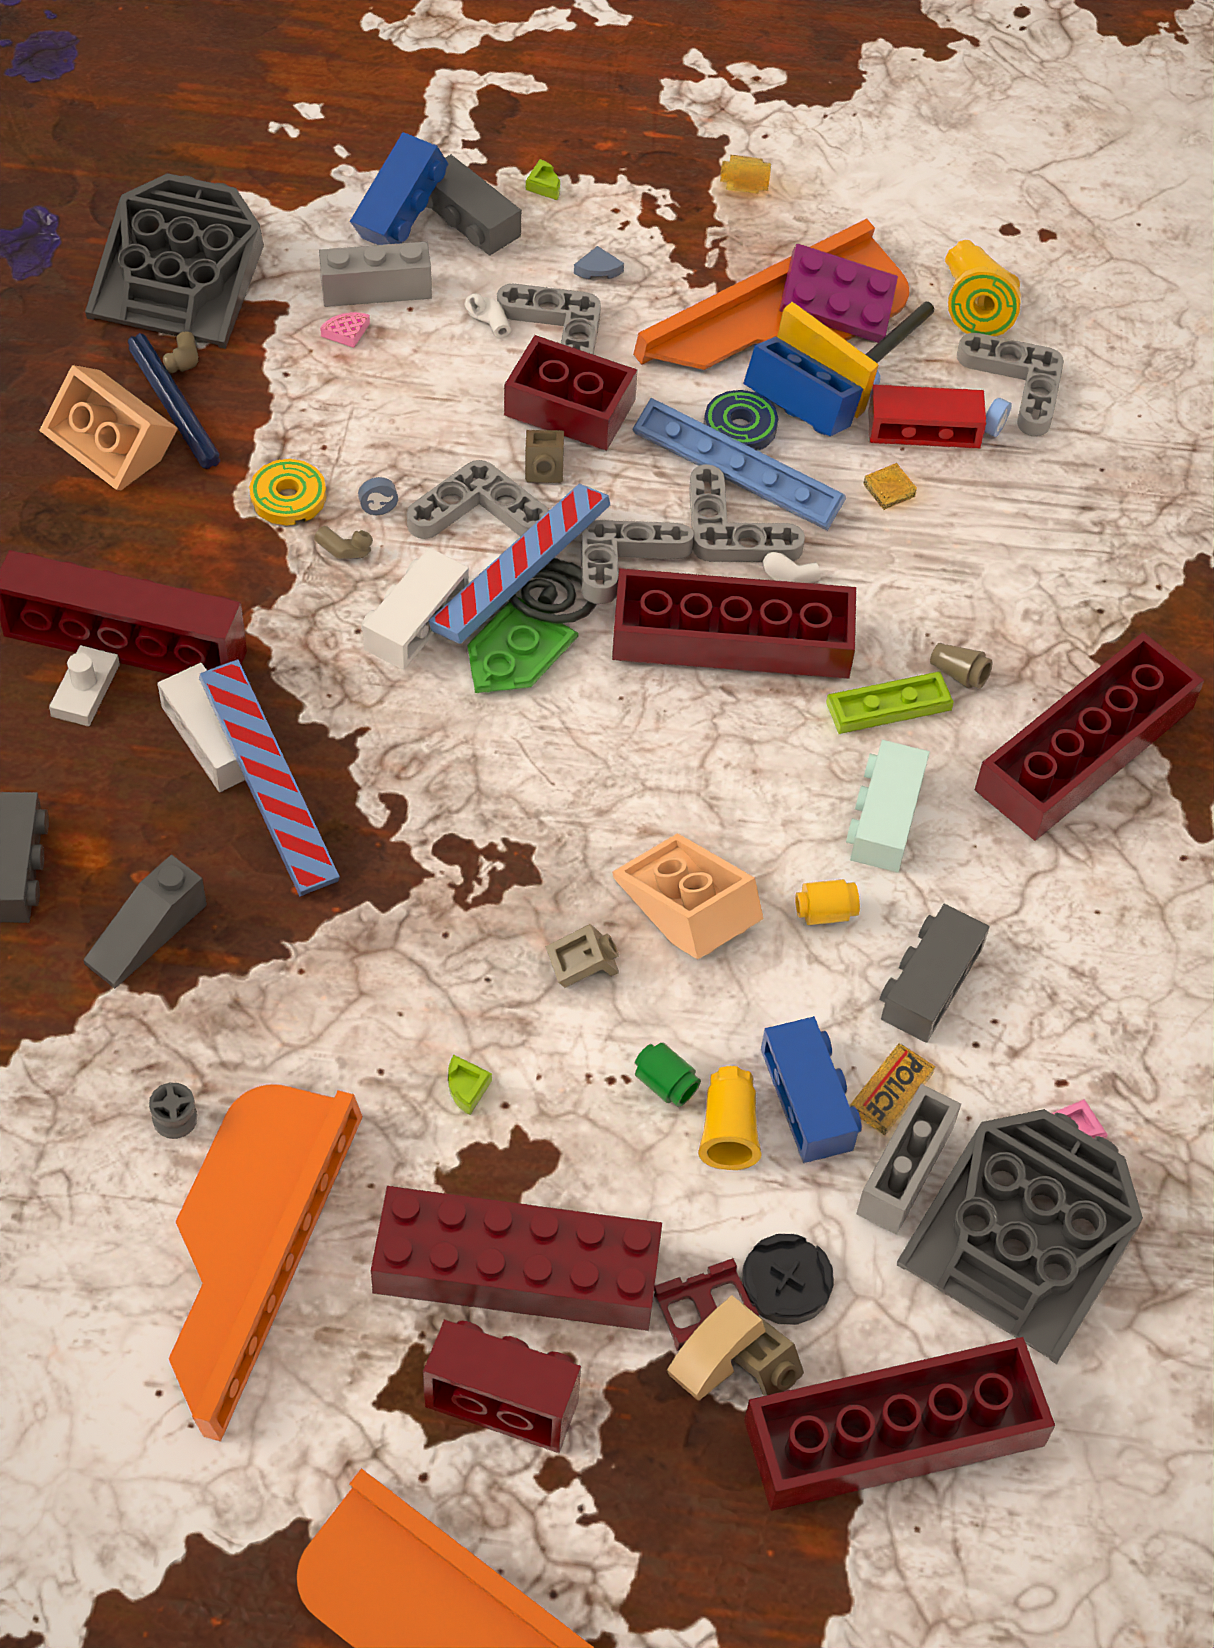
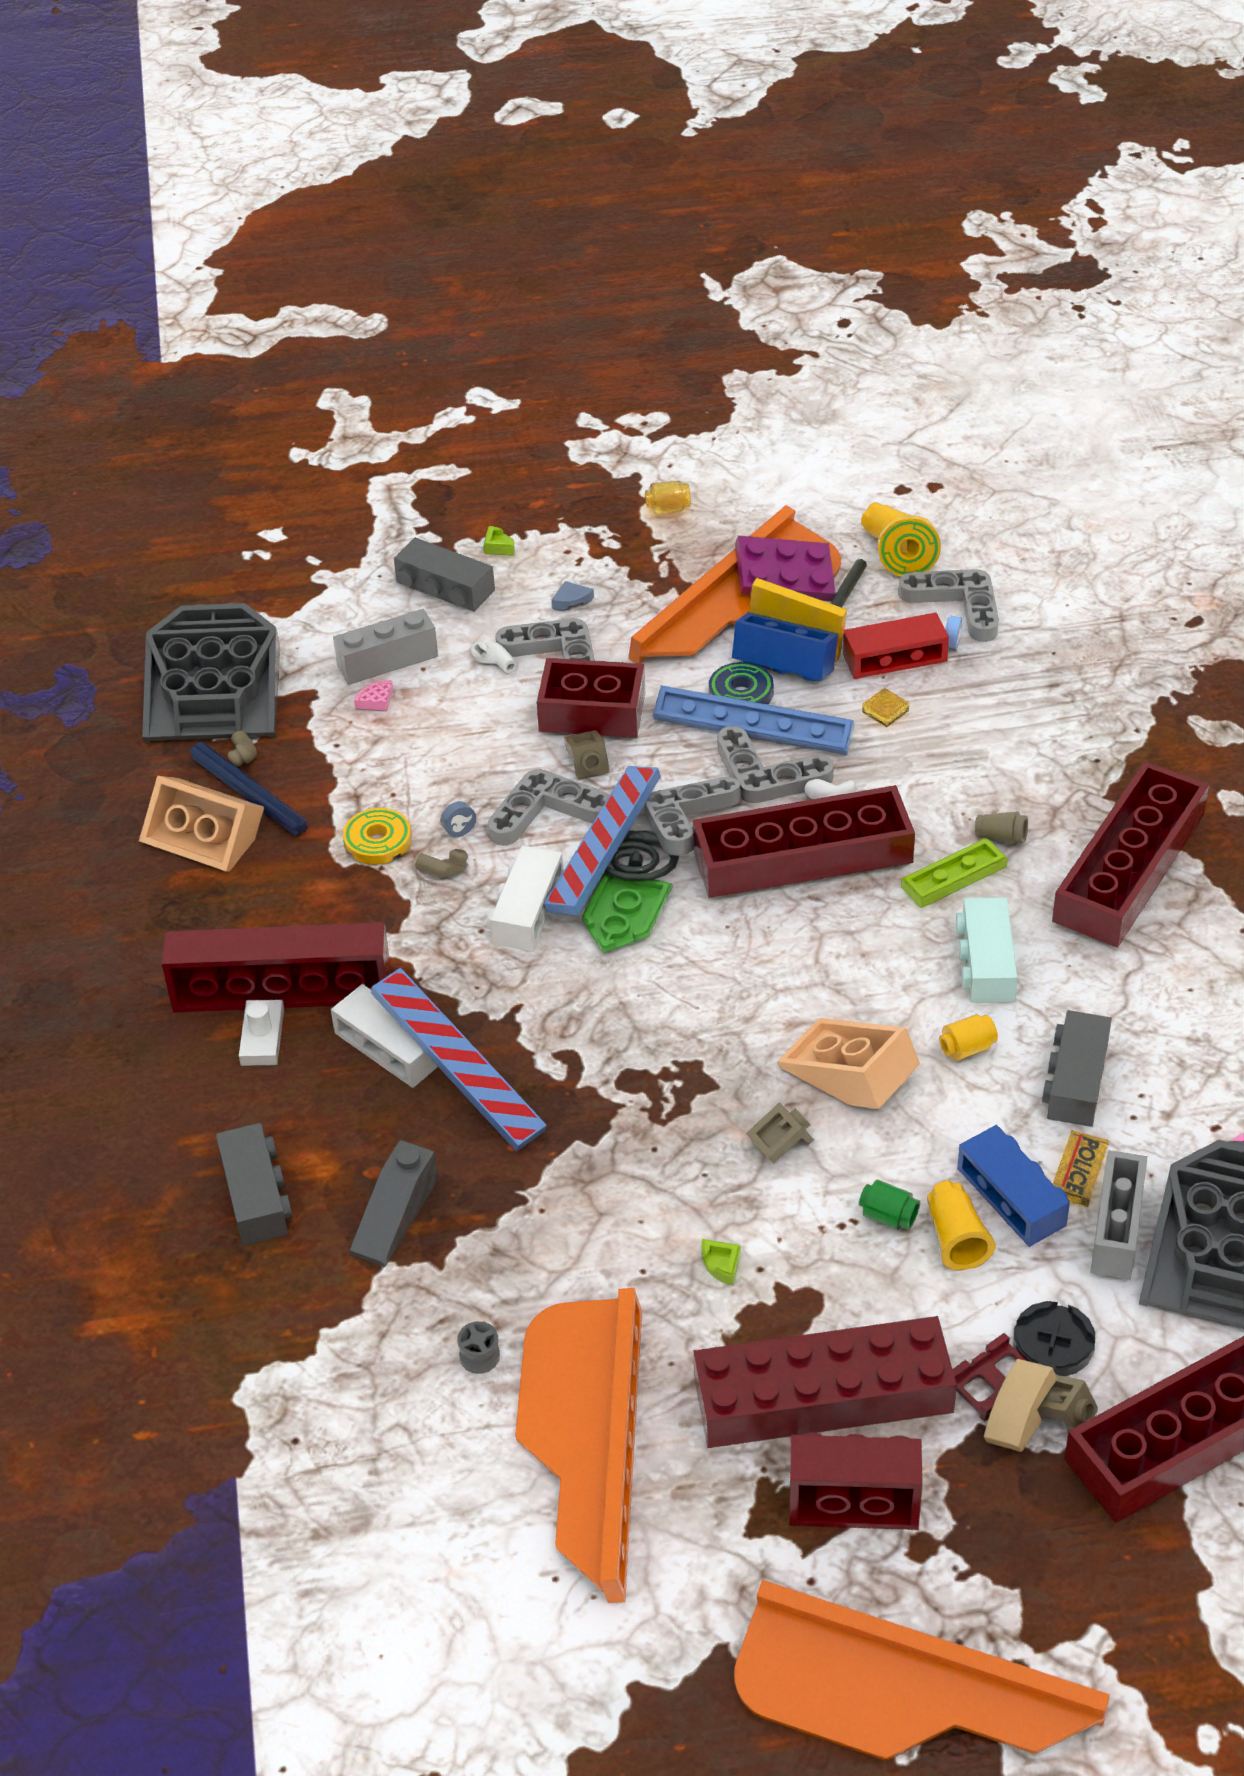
camera: 10 degrees left, 10 degrees down
(399, 191) = (383, 575): blue brick -> none

